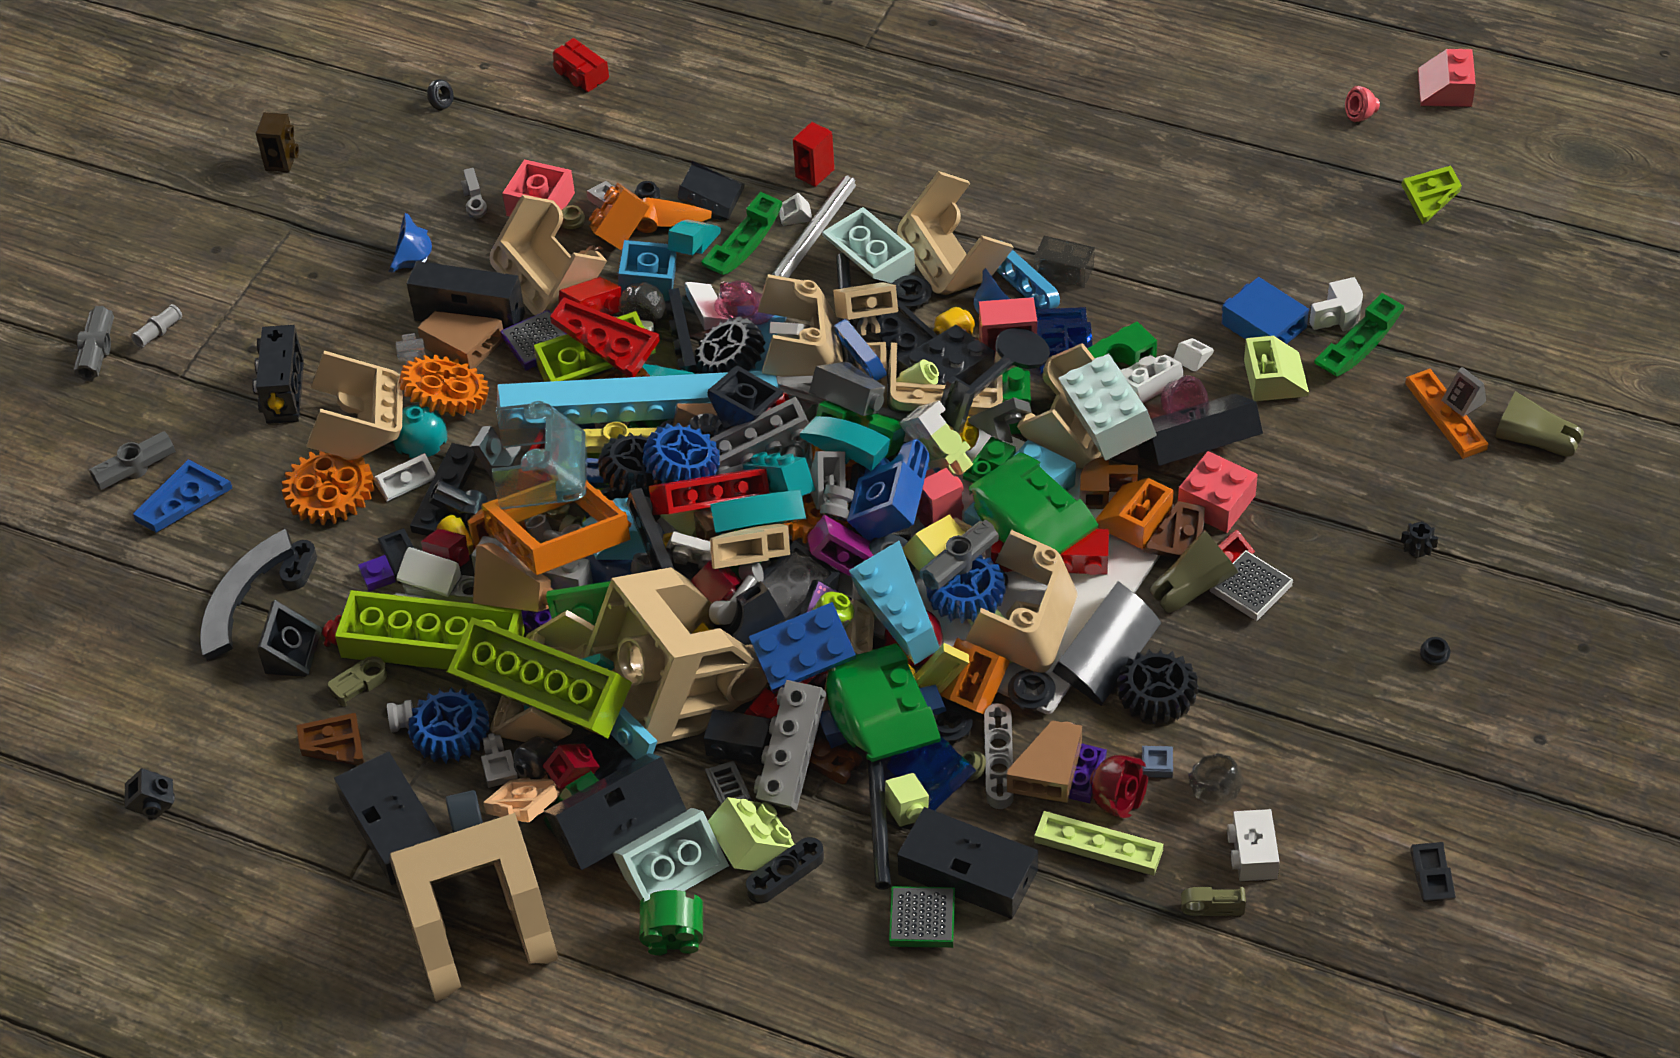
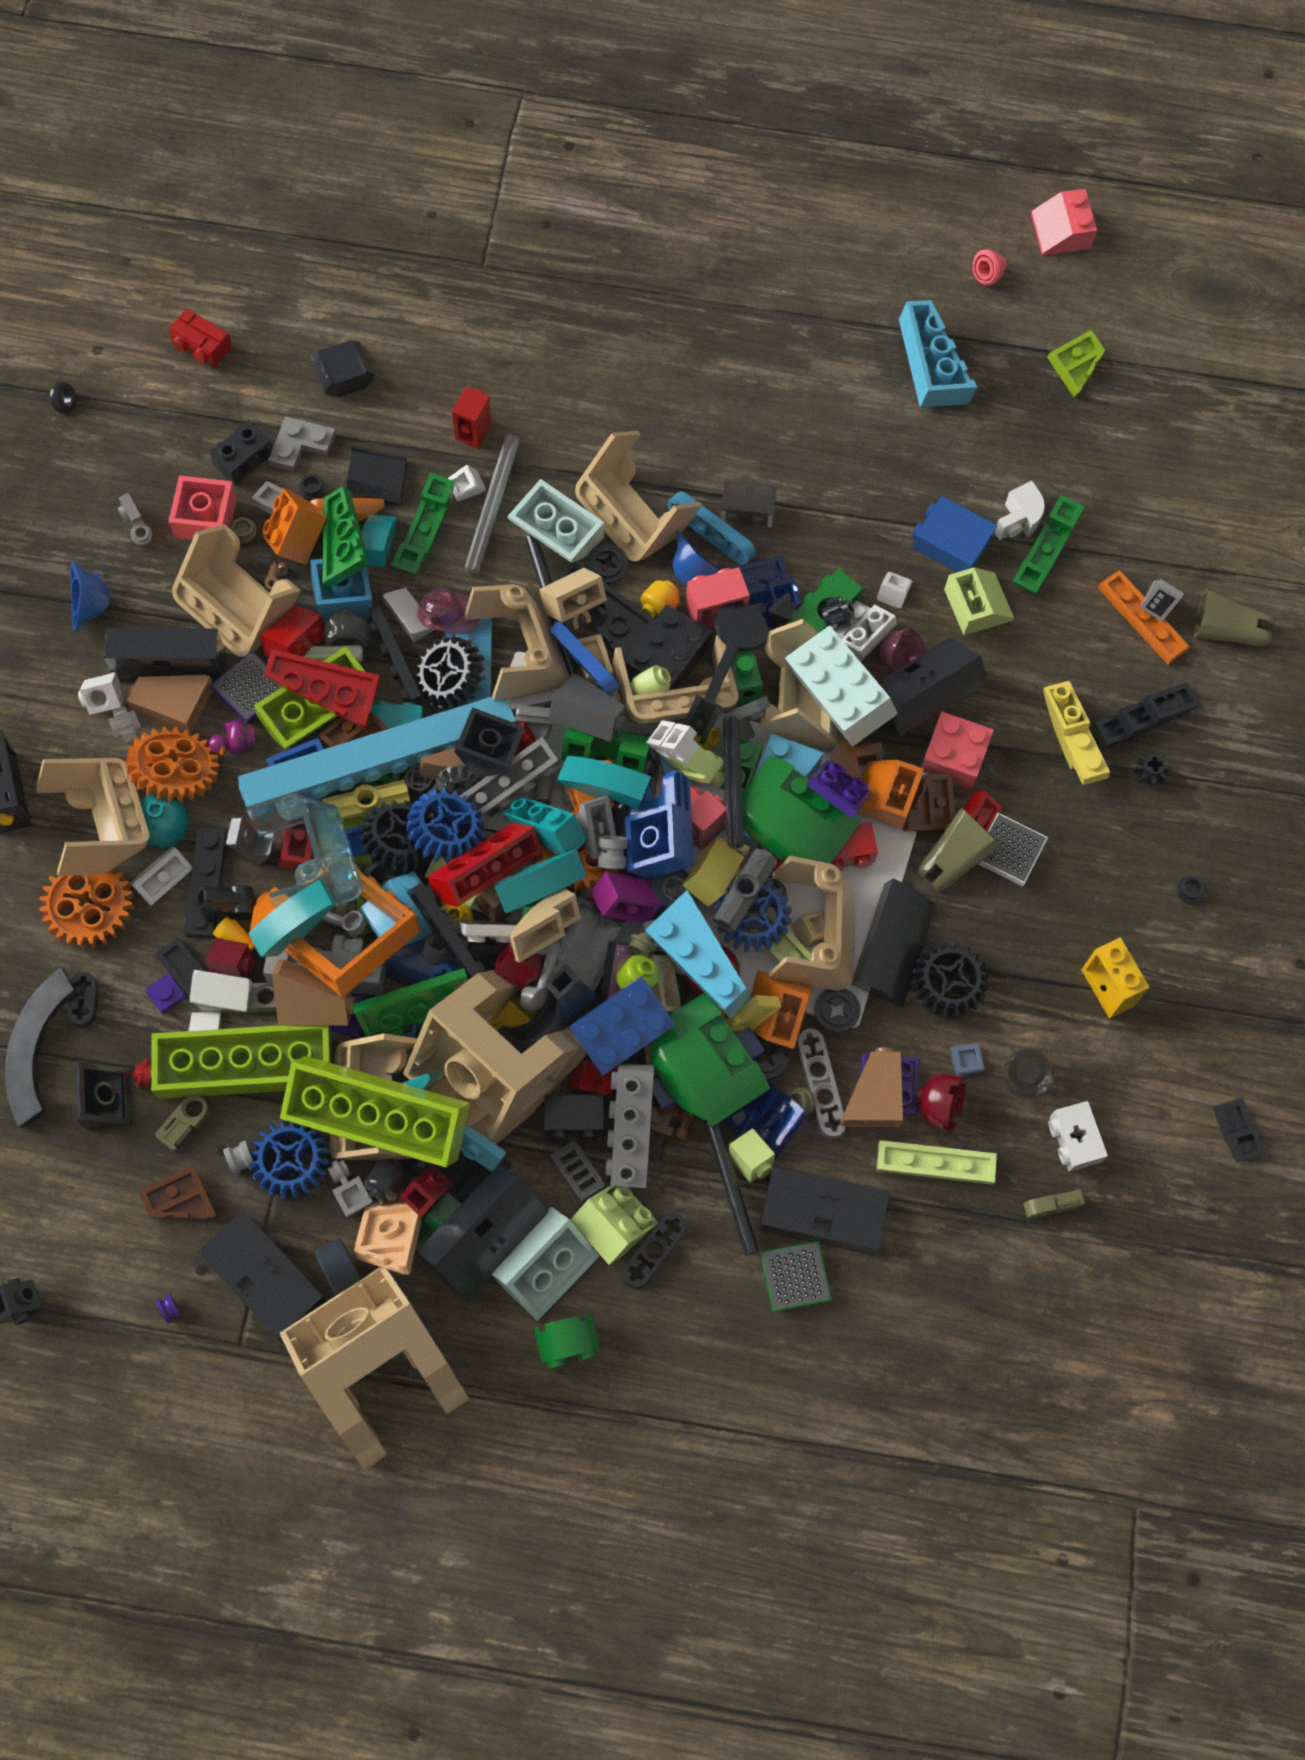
camera: 20 degrees left, 20 degrees up
(292, 829) = (168, 1308): none -> dark purple bush
(407, 317) = (109, 685): none -> white brick
(508, 497) = (292, 919): none -> teal slope
(512, 373) = (237, 741): none -> magenta animal
(590, 156) = (241, 452): none -> black brick
(646, 153) = (296, 437): none -> light grey plate
(657, 225) = (342, 539): none -> green wing
(706, 107) = (343, 368): none -> black slope
(788, 330) = (508, 643): white plate -> none
(844, 585) = (641, 944): none -> olive plate
(973, 466) = (733, 783): none -> black axle
(1067, 340) = (781, 610): none -> black slope
(1080, 488) = (839, 787): none -> dark purple tile
(1126, 354) = (838, 613): none -> black gear
(1282, 169) = (934, 364): none -> medium azure wedge
(1329, 701) = (1117, 971): none -> yellow window
(1344, 495) = (1074, 734): none -> light yellow slope
(1426, 495) = (1145, 716): none -> black slope

